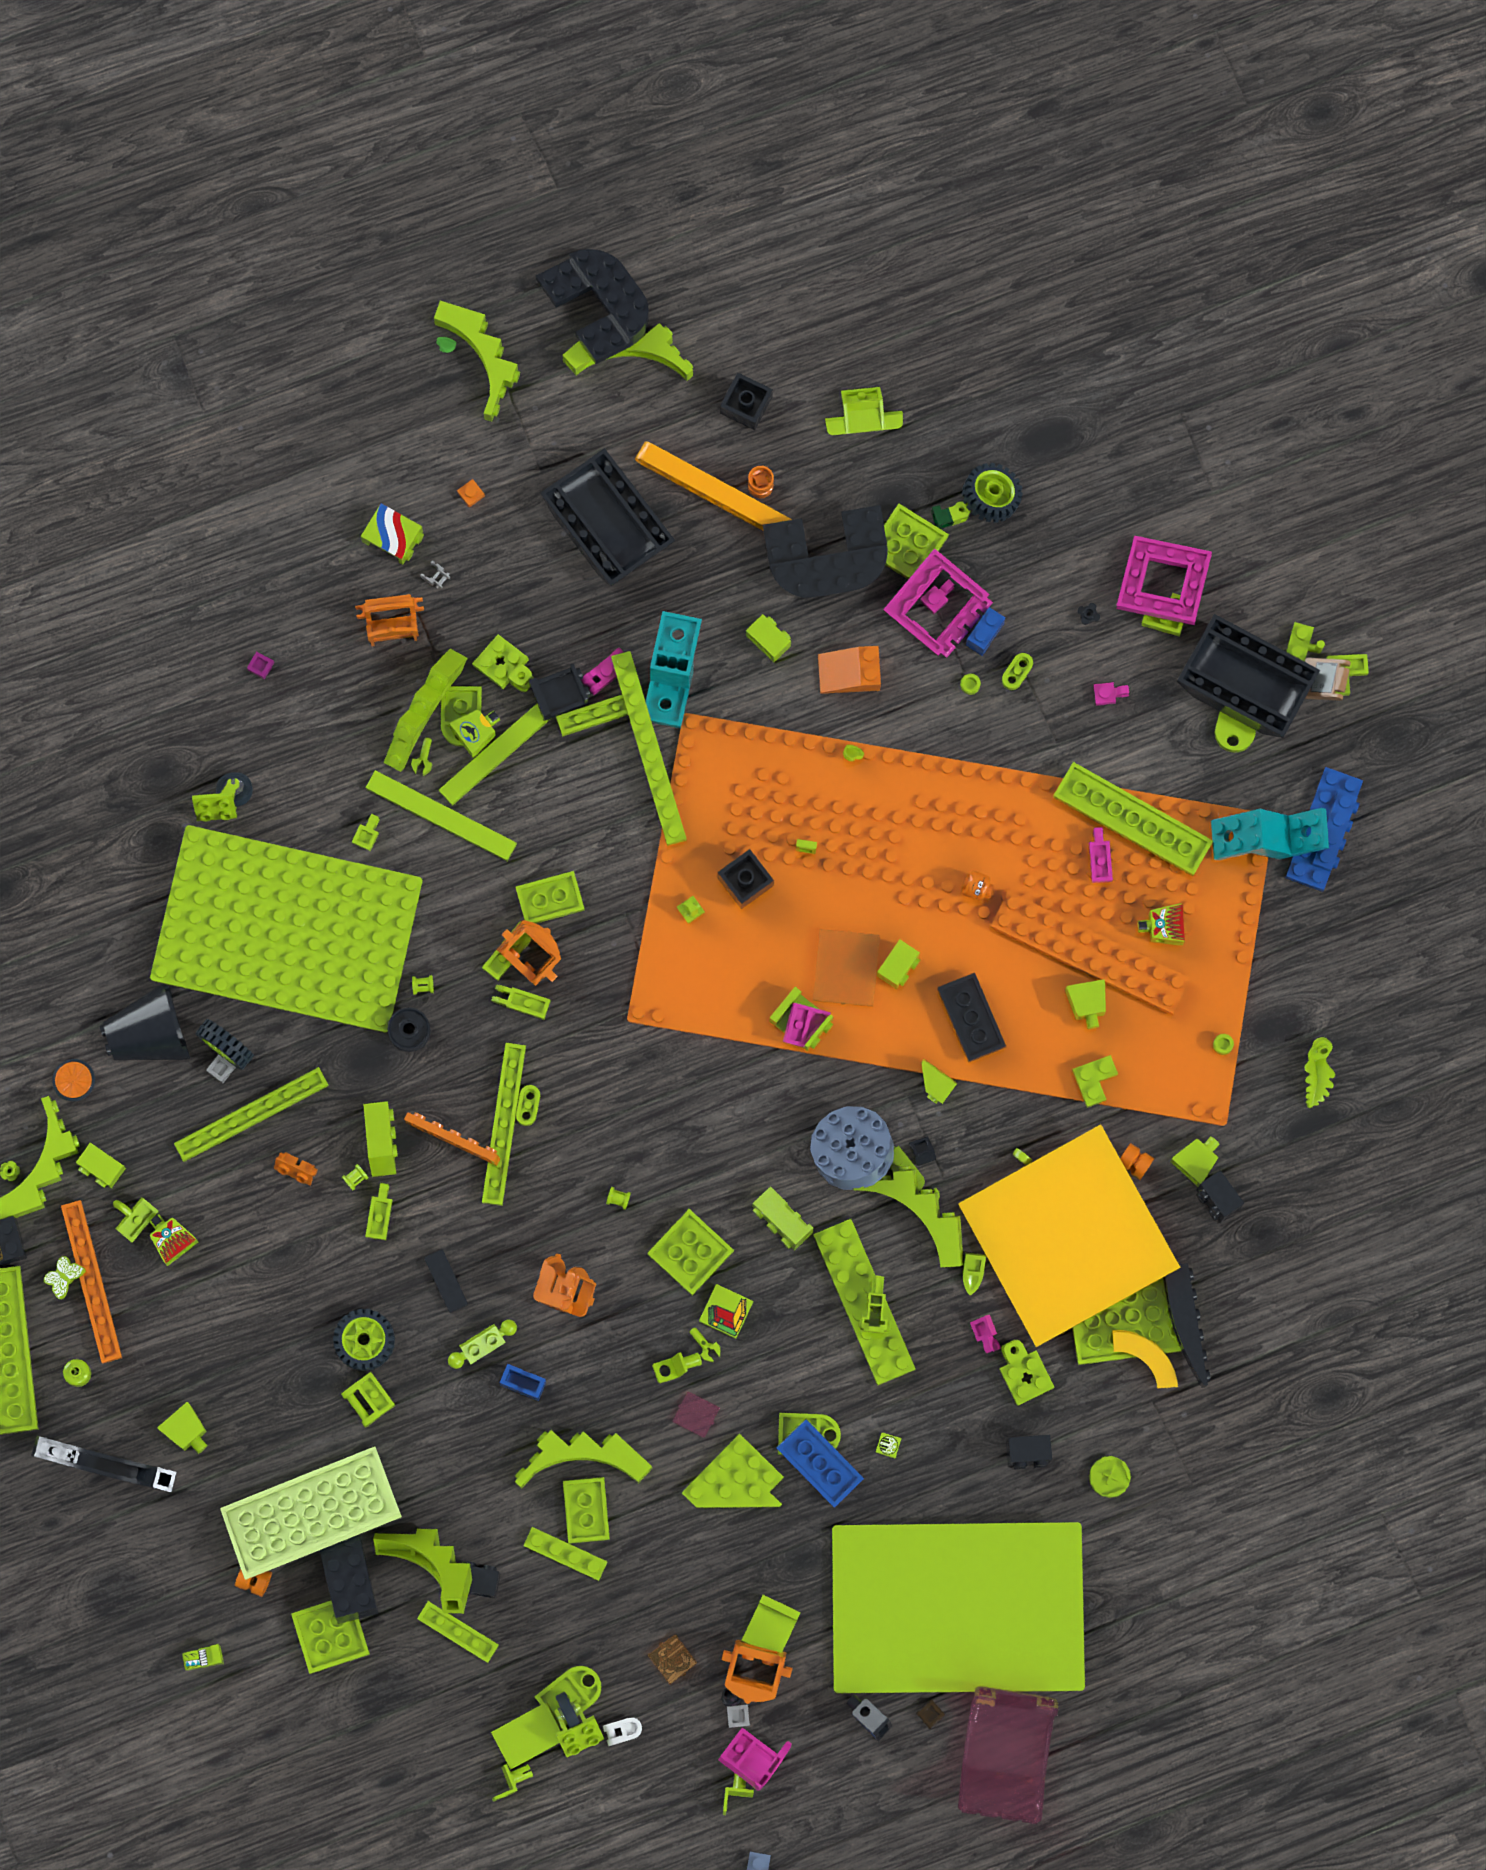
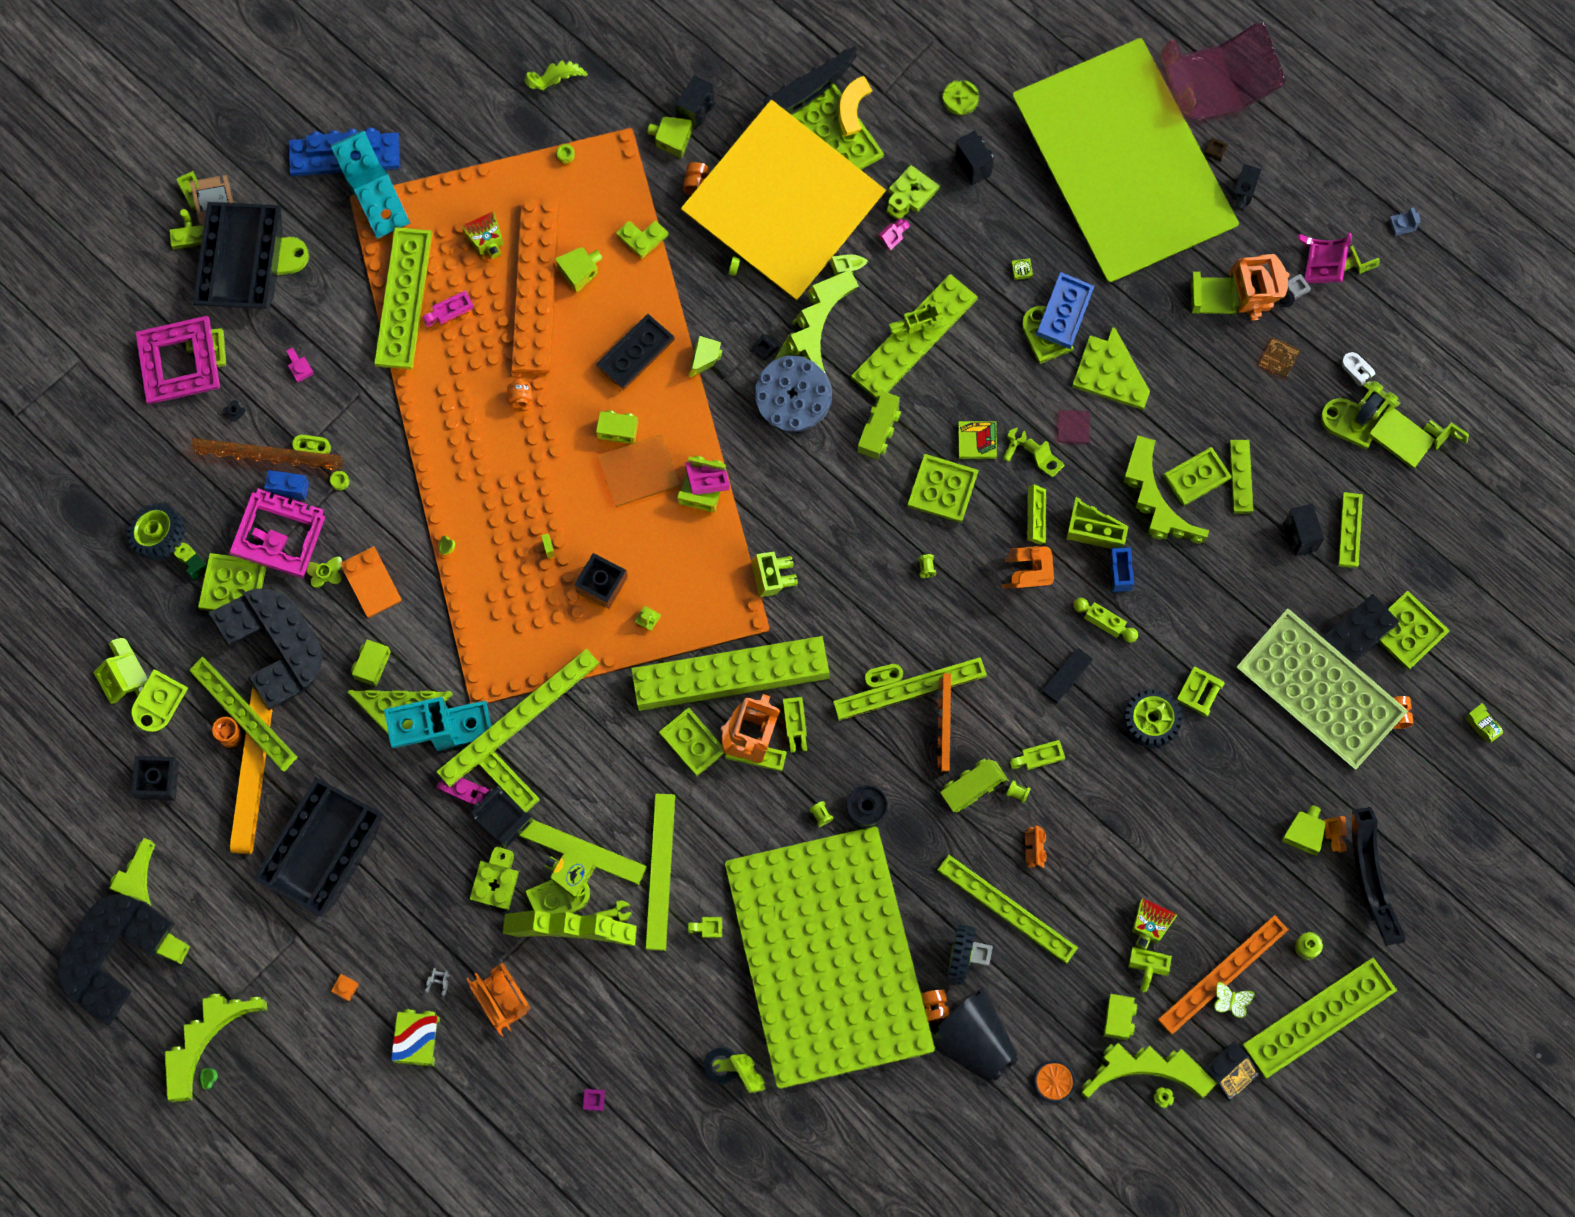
camera: 110 degrees left, 5 degrees down
(169, 1457) = (1335, 830): none -> orange plate
(199, 1005) = (934, 999): none -> orange wheel
(438, 1560) = (1307, 562): lime arch -> none
(578, 1378) = (1095, 528): none -> lime wedge
(598, 962) = (730, 673): none -> lime brick
(620, 1329) = (1036, 514): none -> lime plate
(679, 1039) = (767, 573): none -> lime brick
(714, 647) = (375, 702): none -> lime tile
(770, 501) = (243, 714): none -> lime tile
(823, 433) = (158, 700): none -> lime tile
(881, 633) = (325, 572): none -> lime animal
(1030, 620) = (261, 453): none -> clear orange plate

